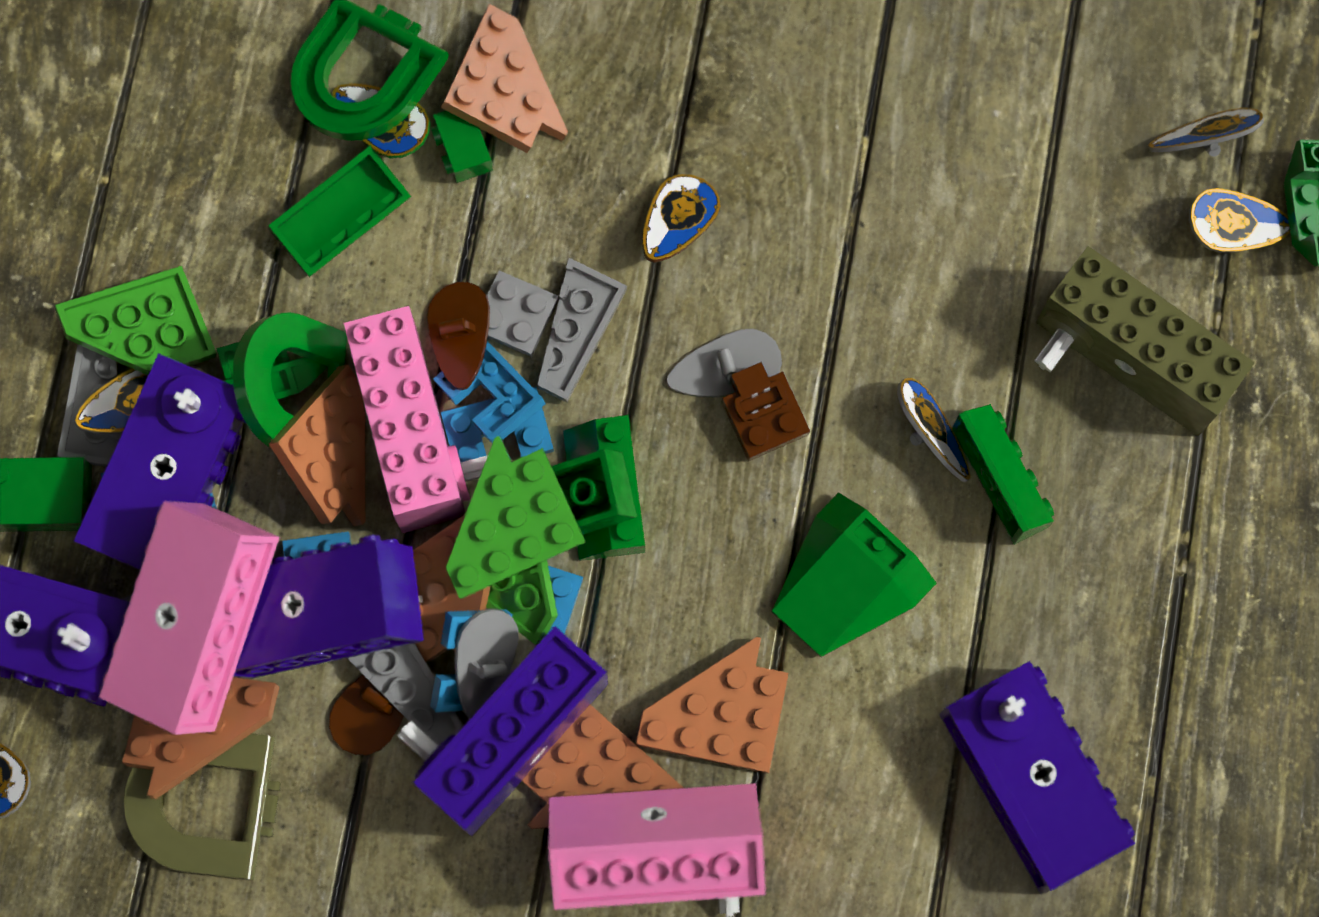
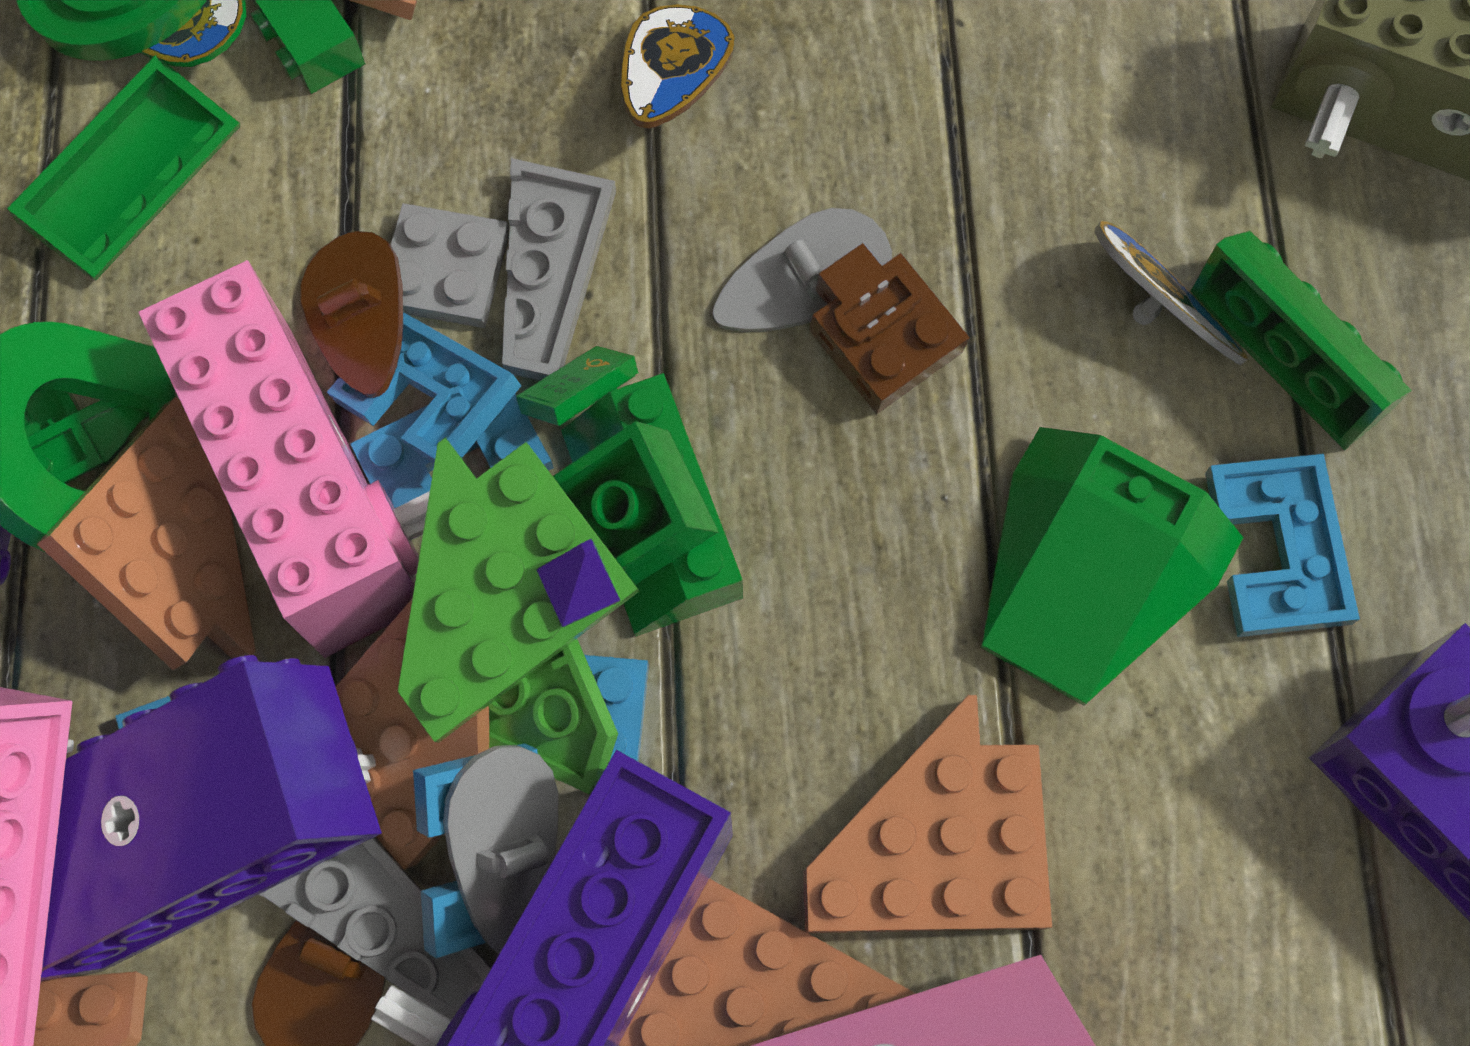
camera: 10 degrees left, 5 degrees down
(553, 533) = (578, 583): none -> dark purple slope
(578, 408) = (577, 385): none -> green tile
(970, 617) = (1315, 578): none -> dark azure plate

